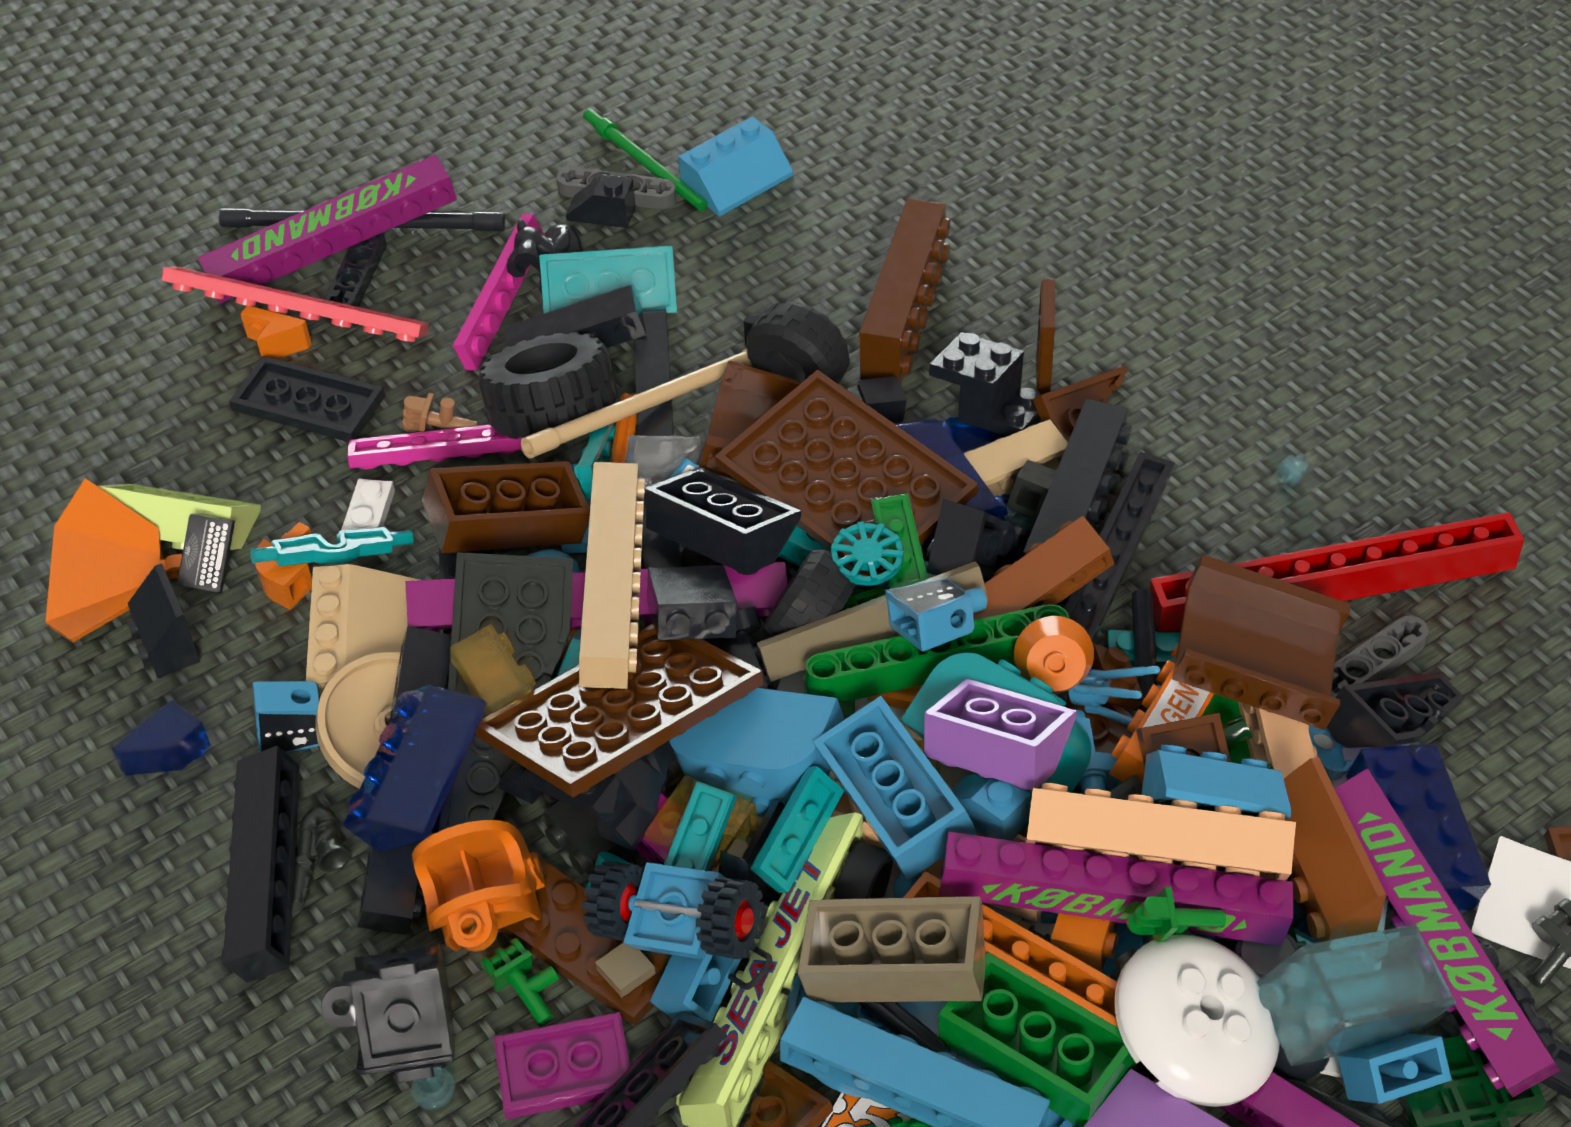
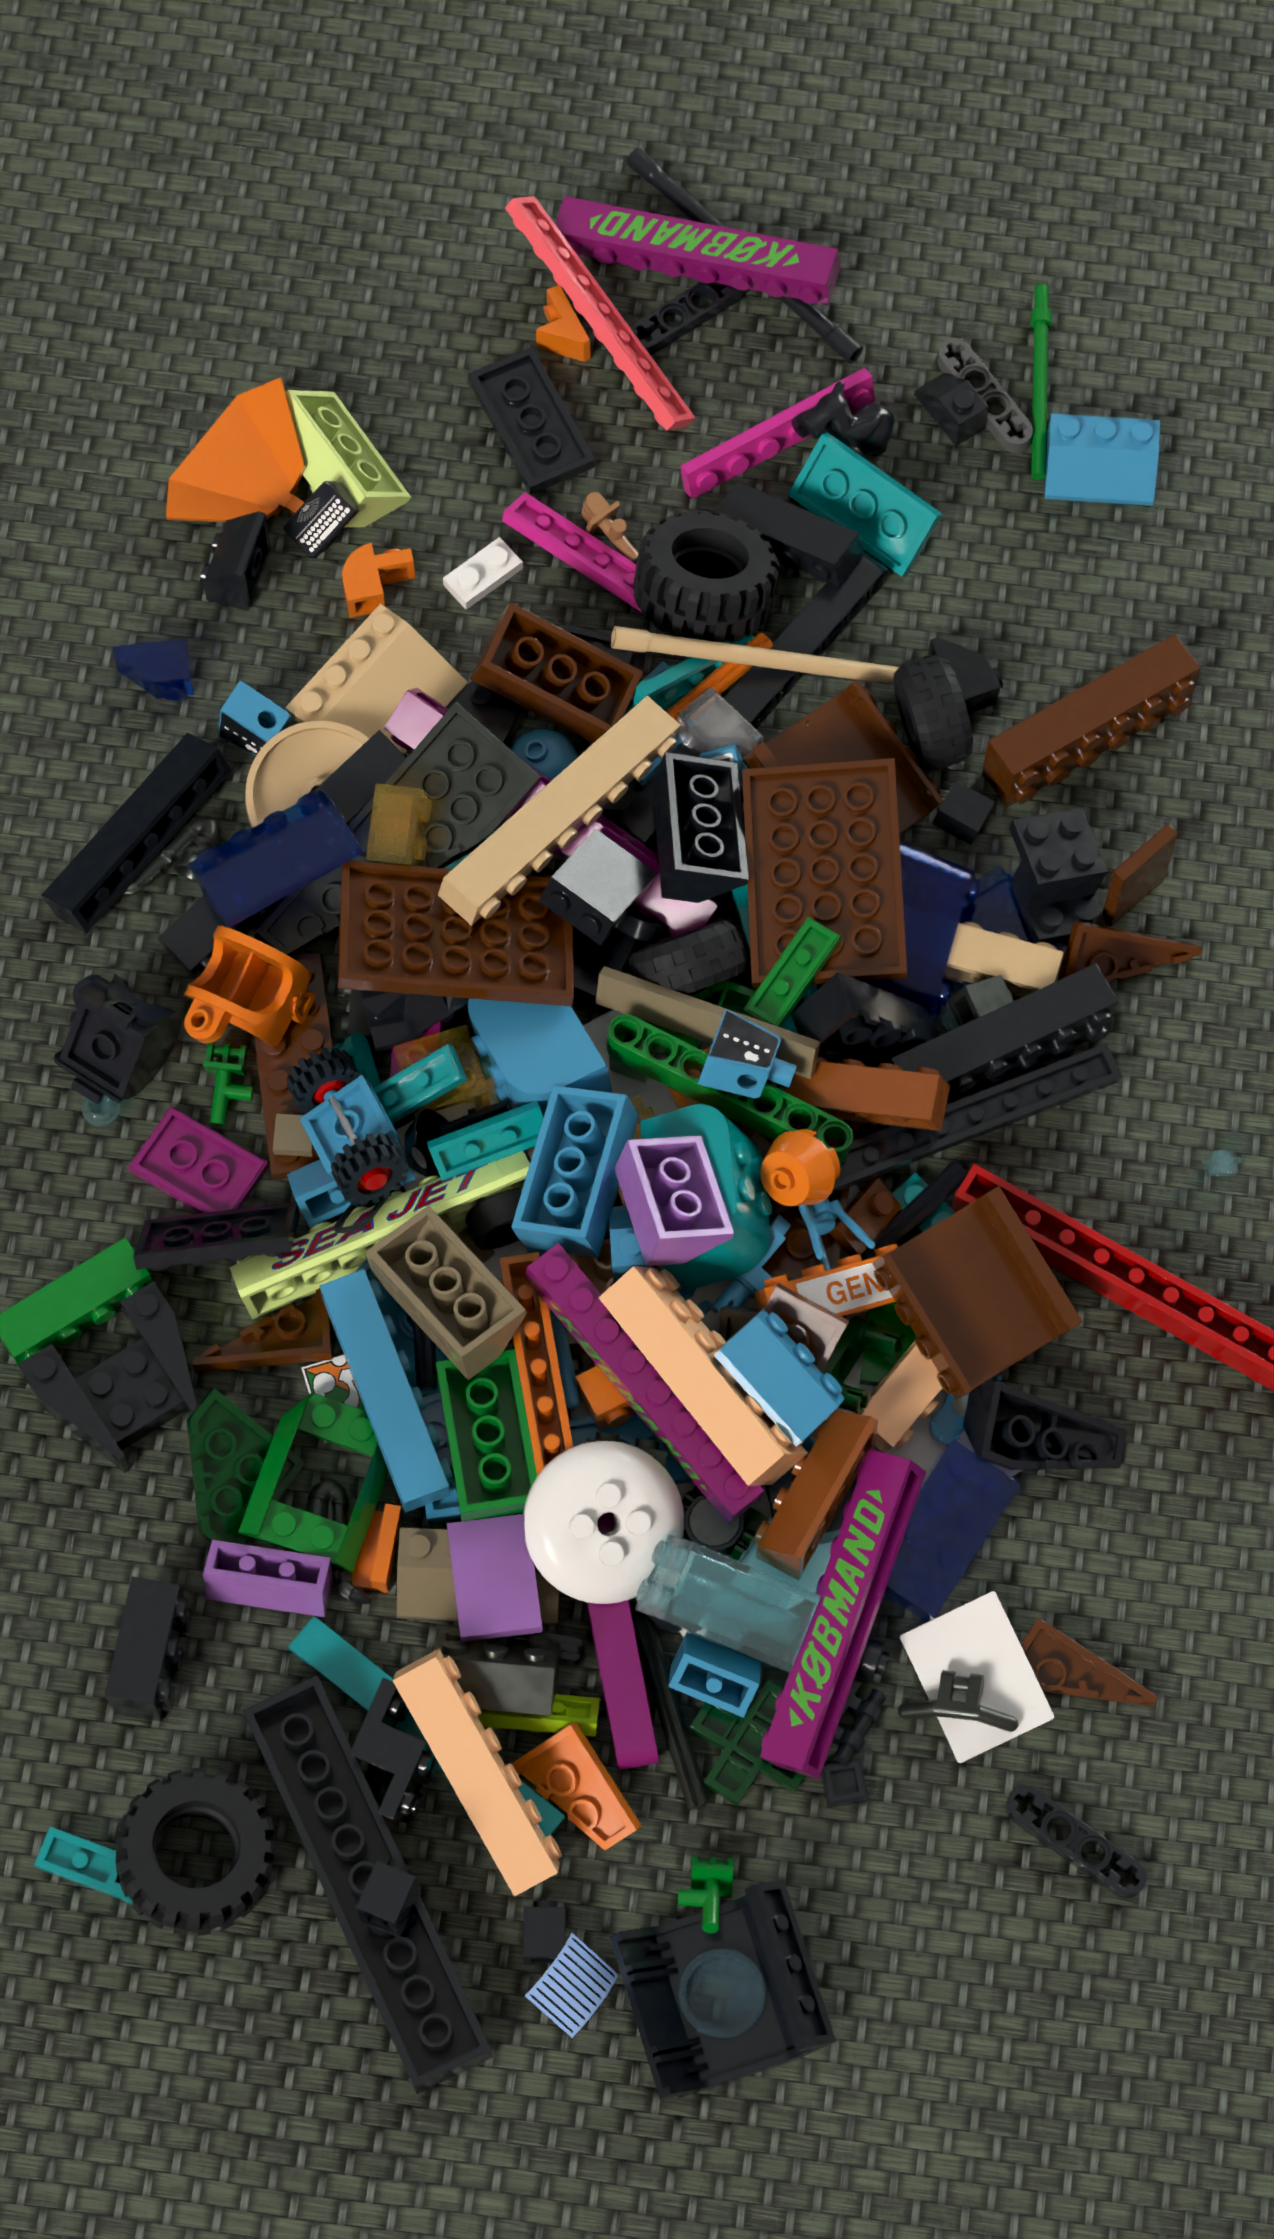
camera: 40 degrees right, 20 degrees up
(316, 549) = (398, 583): teal piece -> none
(868, 553) = (754, 962): teal wheel -> none
(1161, 919) = (637, 1433): green arm -> none
(1389, 639) = (1082, 1383): dark grey beam -> none

